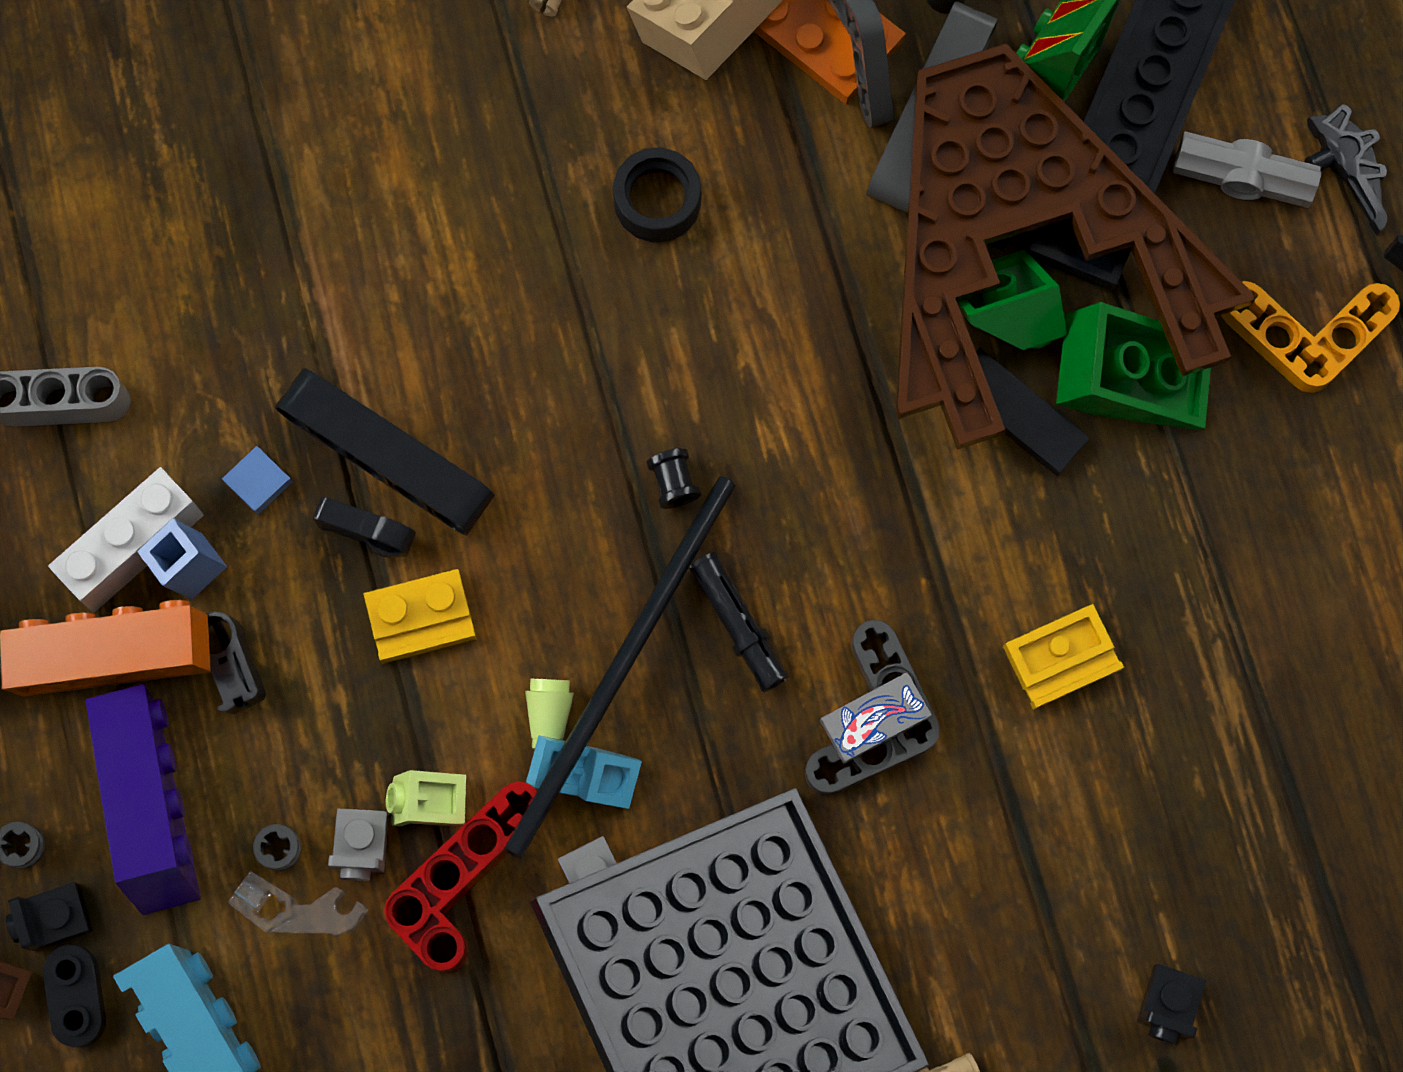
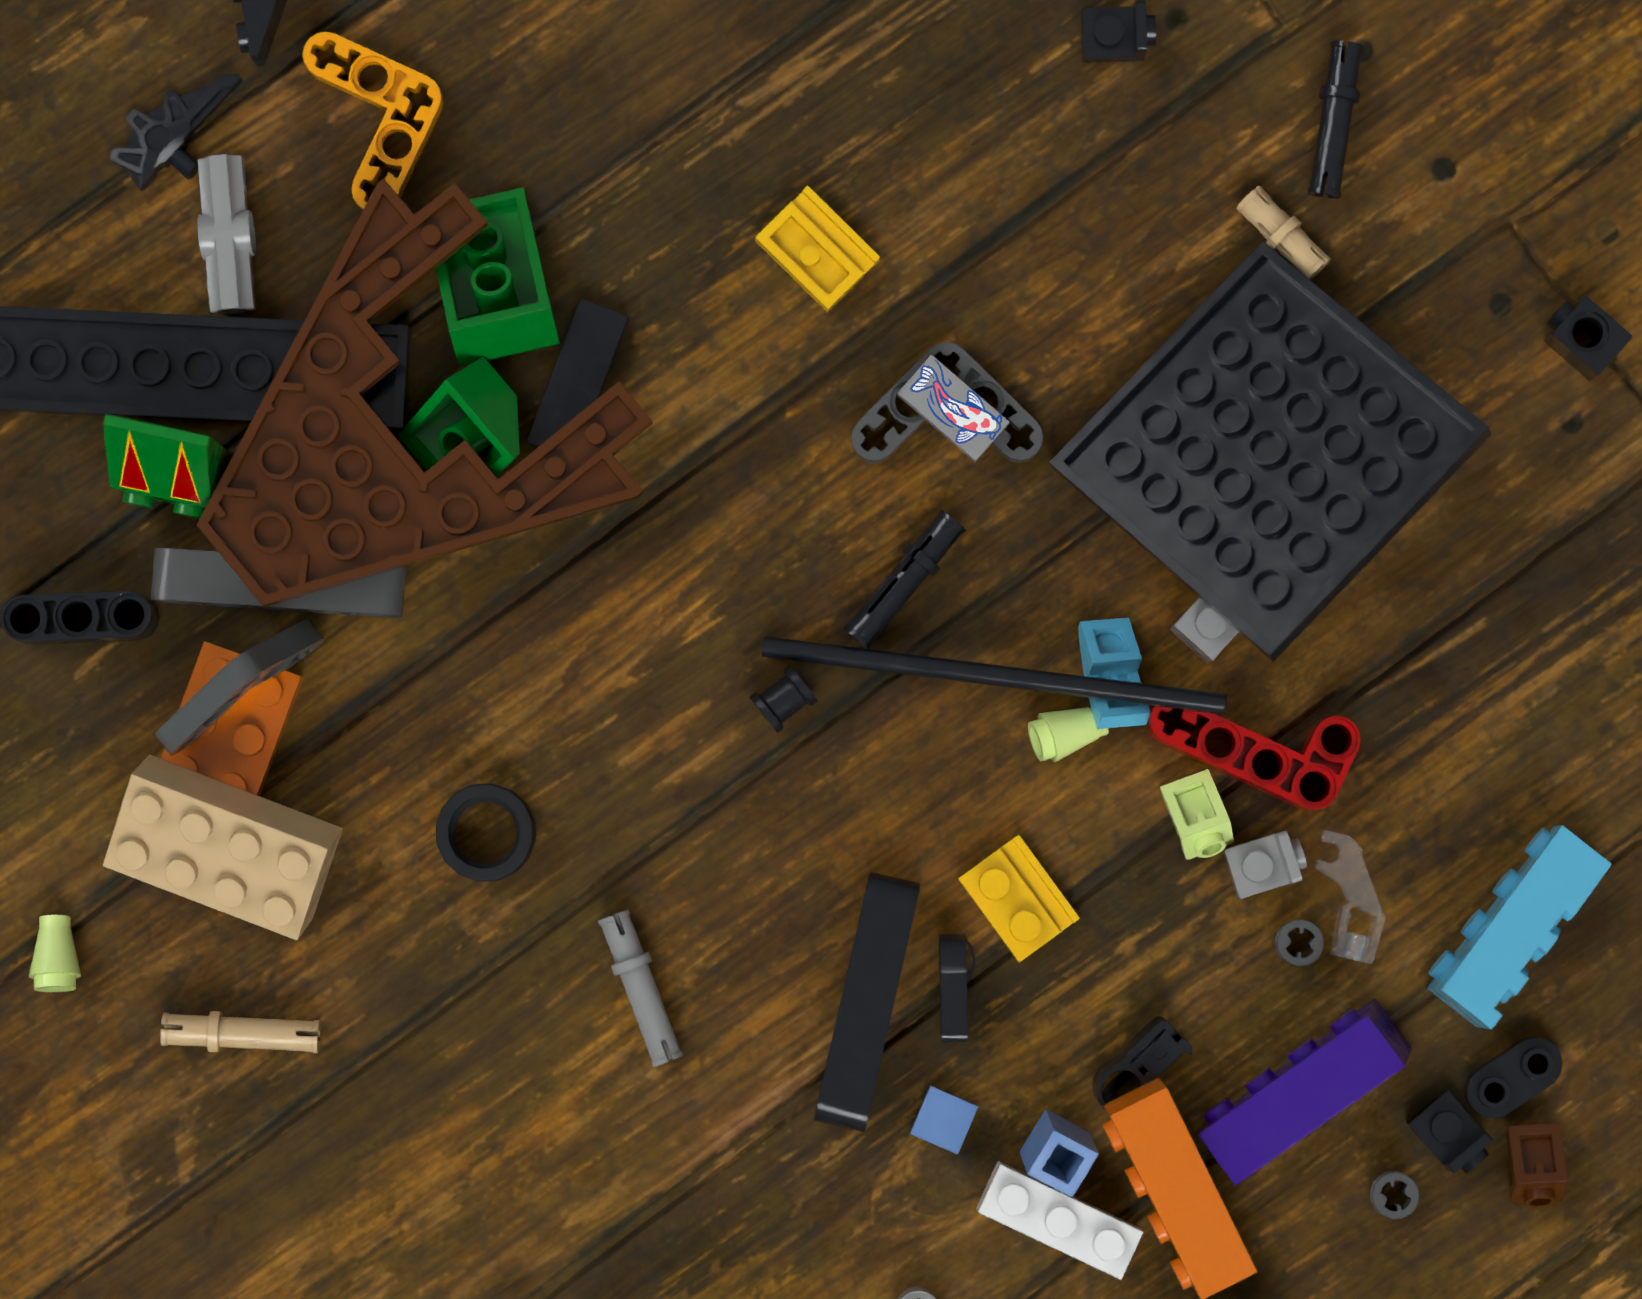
camera: 105 degrees left, 10 degrees up
(475, 271) = (640, 987): none -> light grey pin

